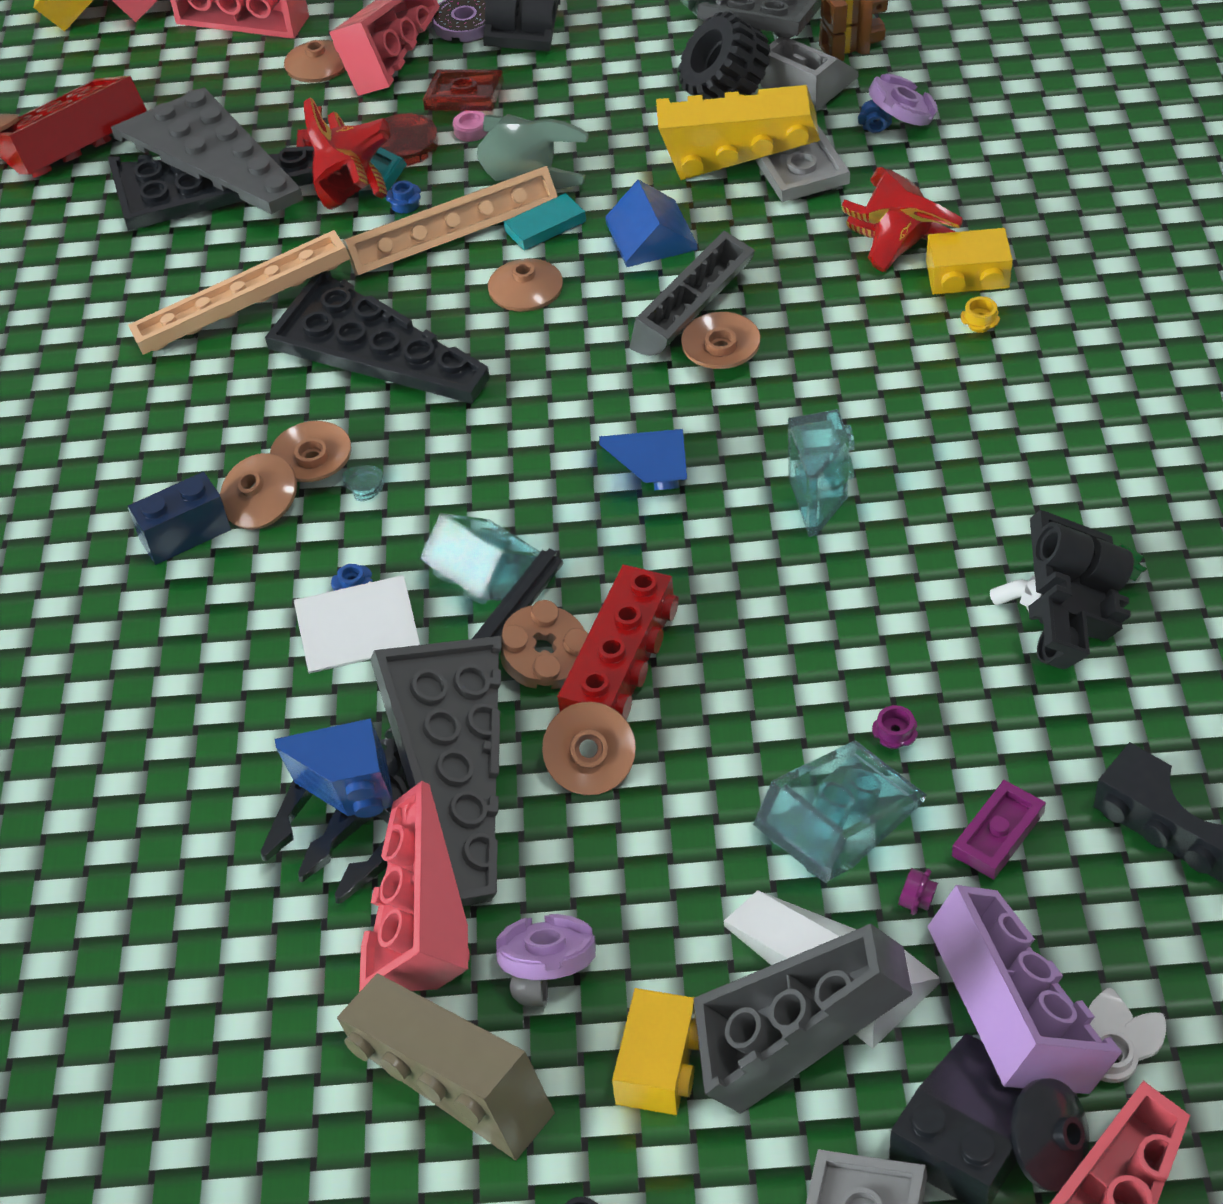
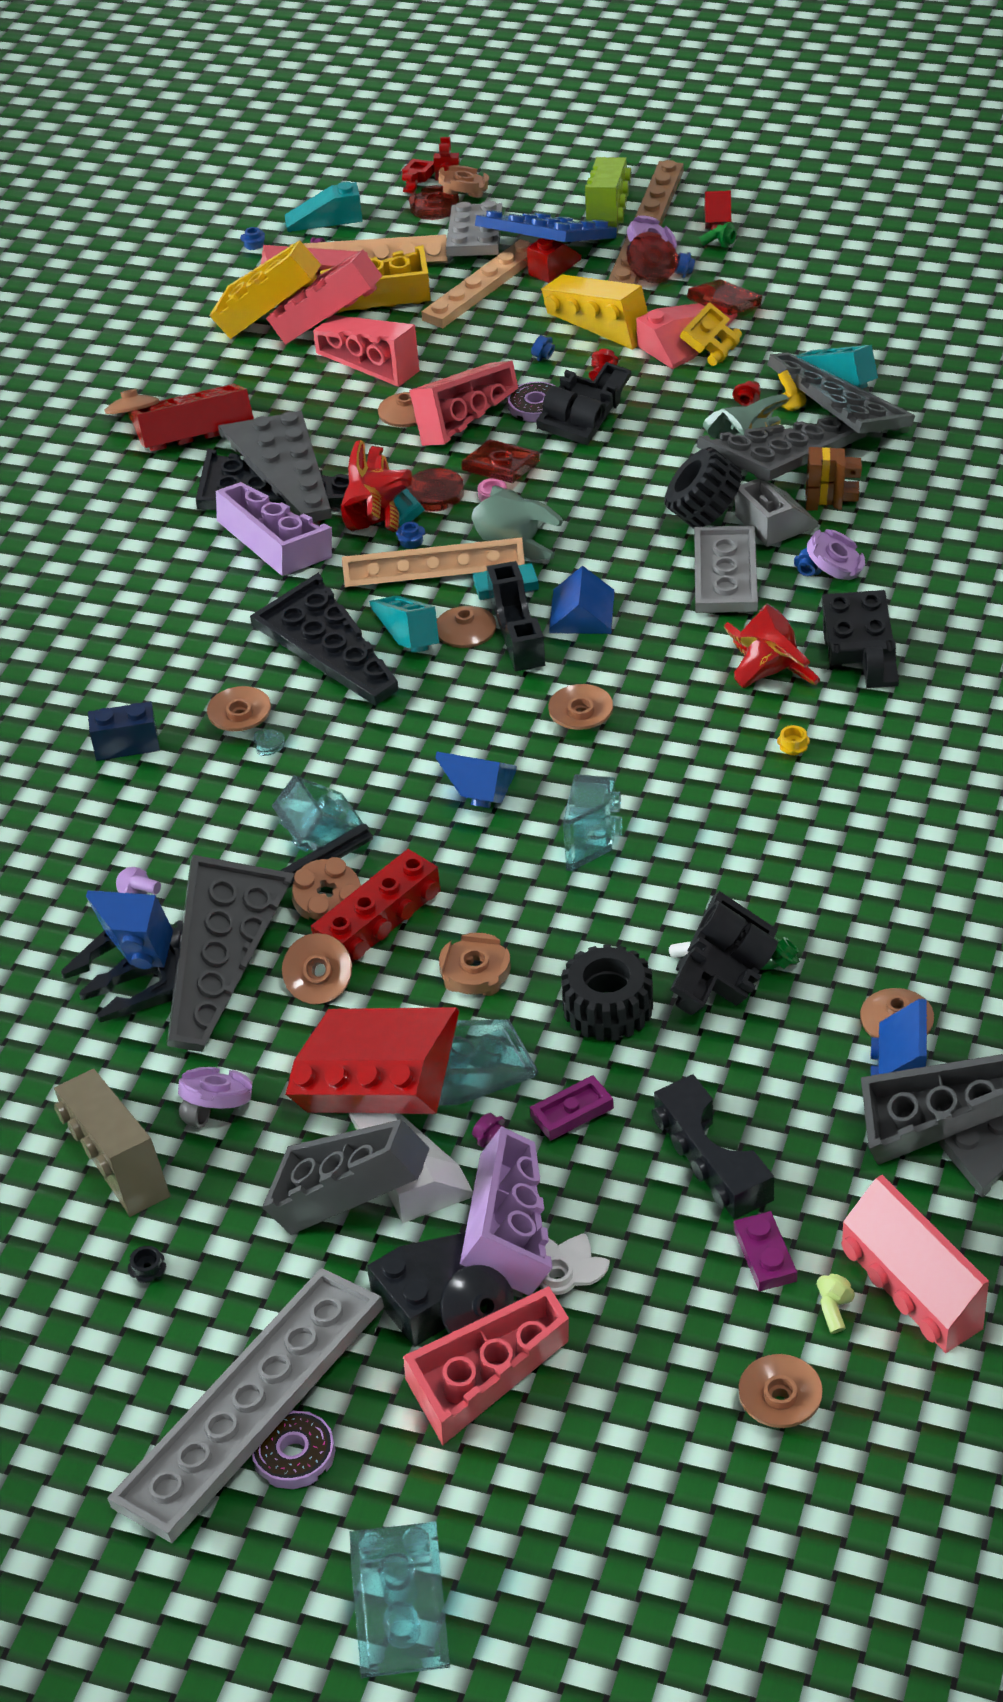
camera: 20 degrees right, 5 degrees down
(232, 227) = (271, 530): none -> lavender wedge
(239, 292) = (248, 576): light nougat plate -> none
(267, 499) = (189, 727): nougat dish -> none
(292, 707) = (136, 881): none -> lavender plate
(350, 576) = (221, 810): blue plate -> none
(354, 622) = (208, 835): white window -> none
(420, 914) = (145, 1047): coral wedge -> none
(461, 294) = (408, 621): none -> teal slope
(611, 281) = (519, 630): none -> black arch
(656, 1052) = (247, 1175): yellow brick -> none
(689, 294) = (576, 664): dark grey brick -> none
(735, 128) = (679, 544): yellow wedge -> none
(744, 846) = (374, 1061): none -> red slope
(775, 704) = (479, 979): none -> nougat plate
(895, 718) = (542, 1018): magenta plate -> none
(954, 698) = (607, 1013): none -> black tyre
(969, 261) = (807, 696): yellow brick -> none
(984, 178) = (861, 632): none -> black plate

